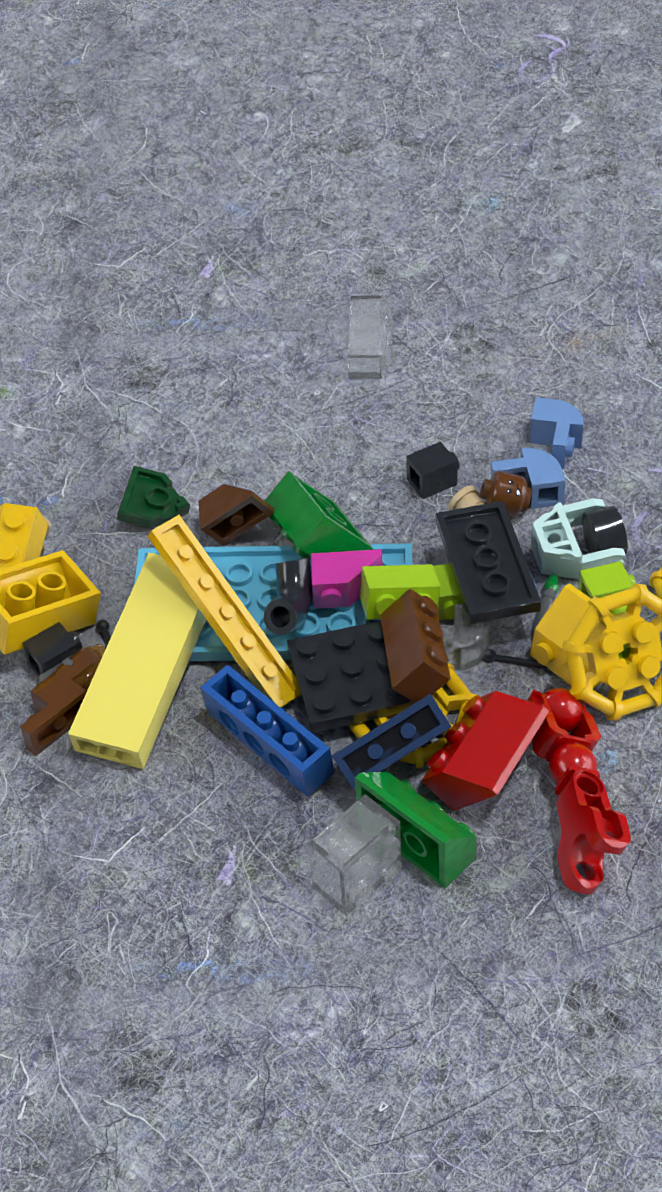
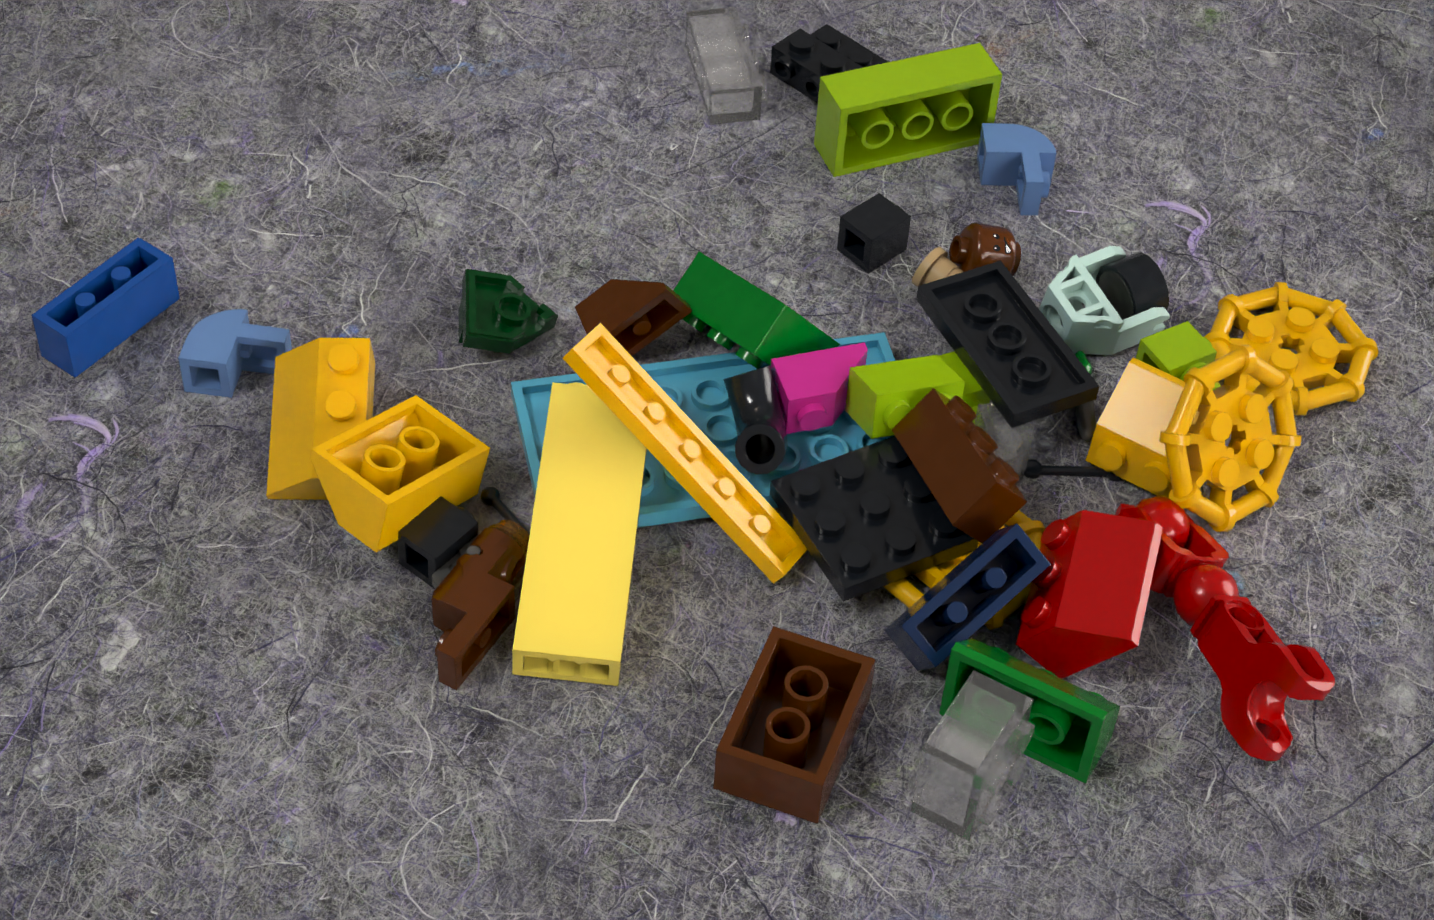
camera: 20 degrees left, 0 degrees up
(243, 814) = (794, 724): none -> reddish brown brick
(268, 730) = (768, 592): blue brick -> none
(445, 343) = (806, 57): none -> black plate
(482, 381) = (905, 108): none -> lime brick
(541, 473) = (1023, 216): medium blue brick -> none

